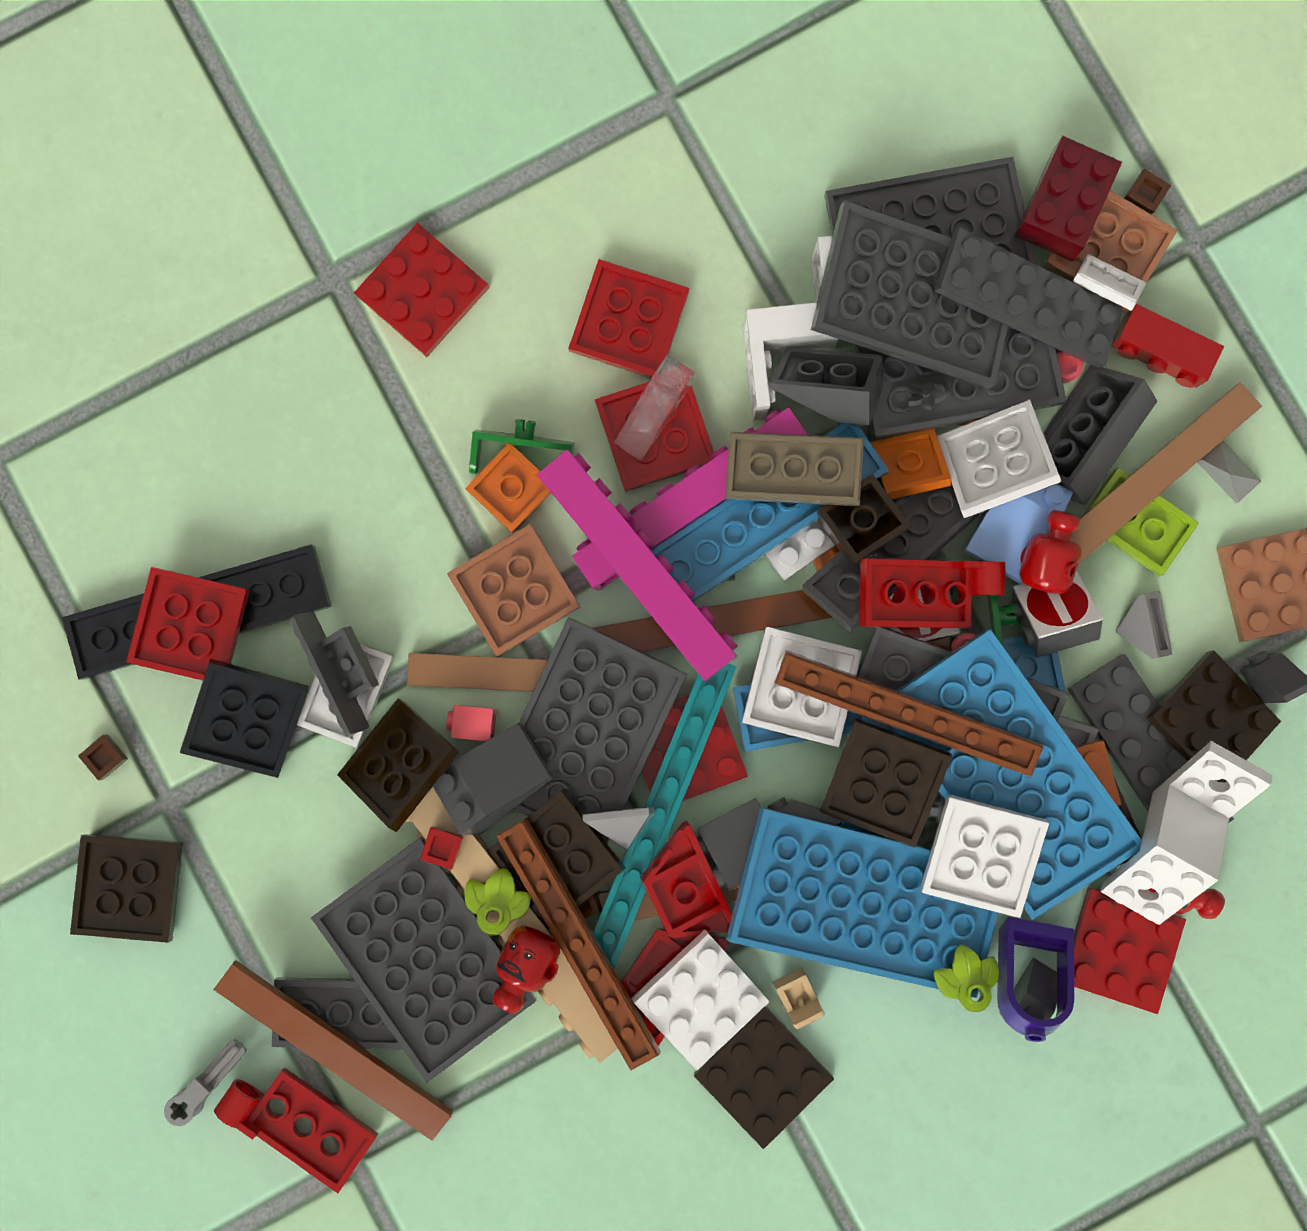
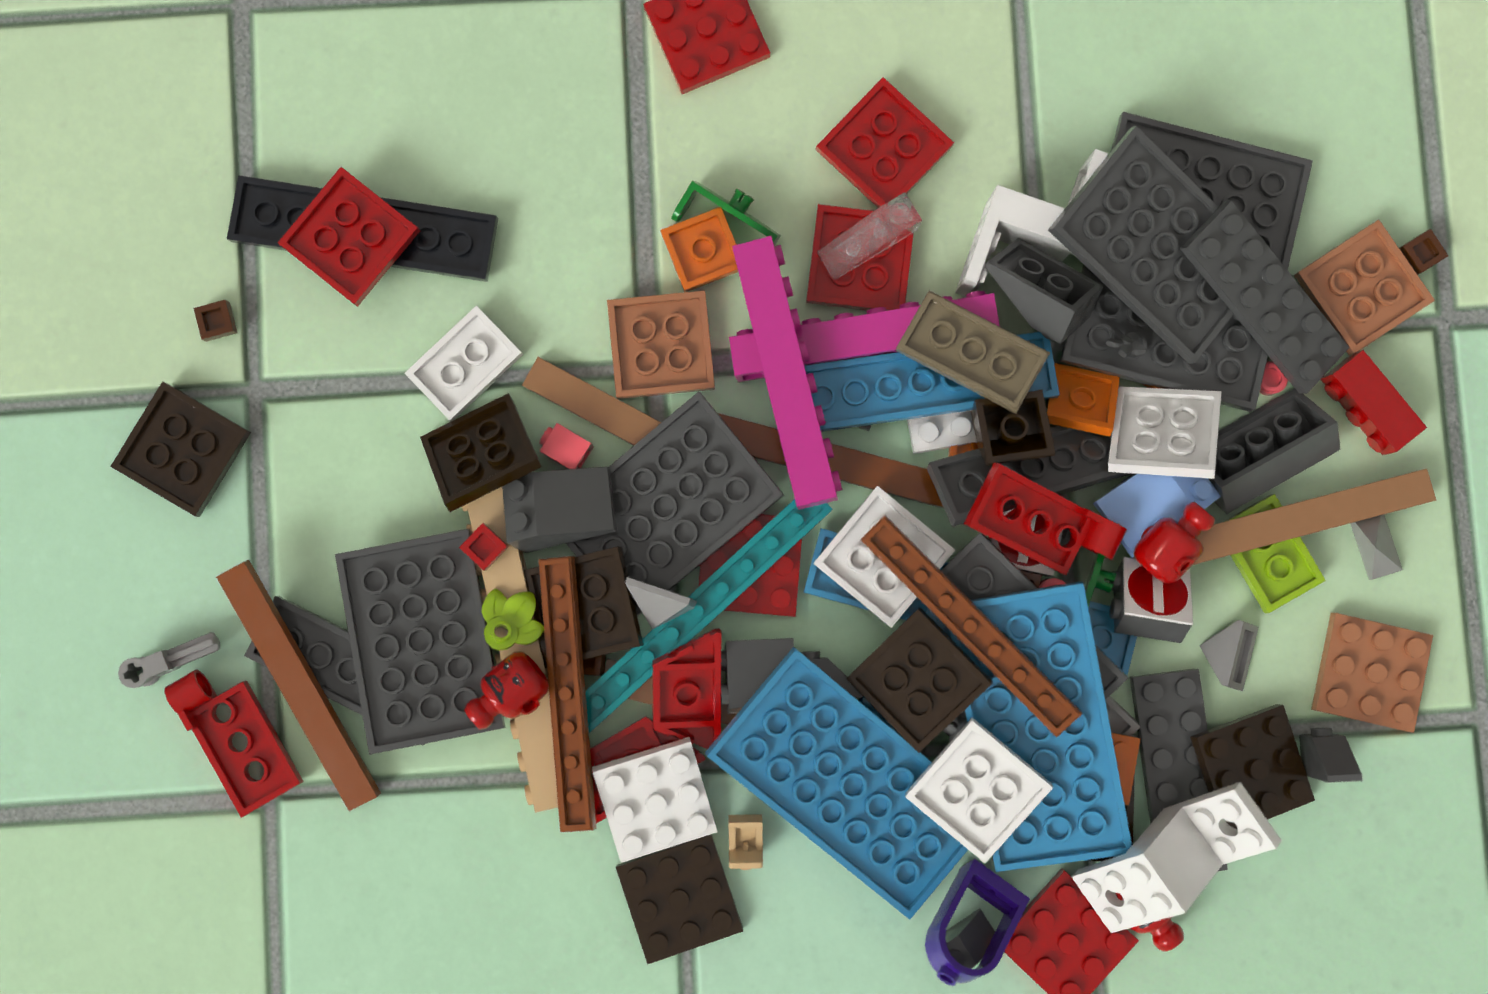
camera: 20 degrees right, 0 degrees up
(244, 718) = (360, 344): black plate -> none
(339, 668) = (468, 339): dark grey bracket -> none
(967, 974) = (910, 893): lime plate -> none
(1068, 198) = (1345, 222): dark red brick -> none
(1109, 282) = (1347, 318): white plate -> none

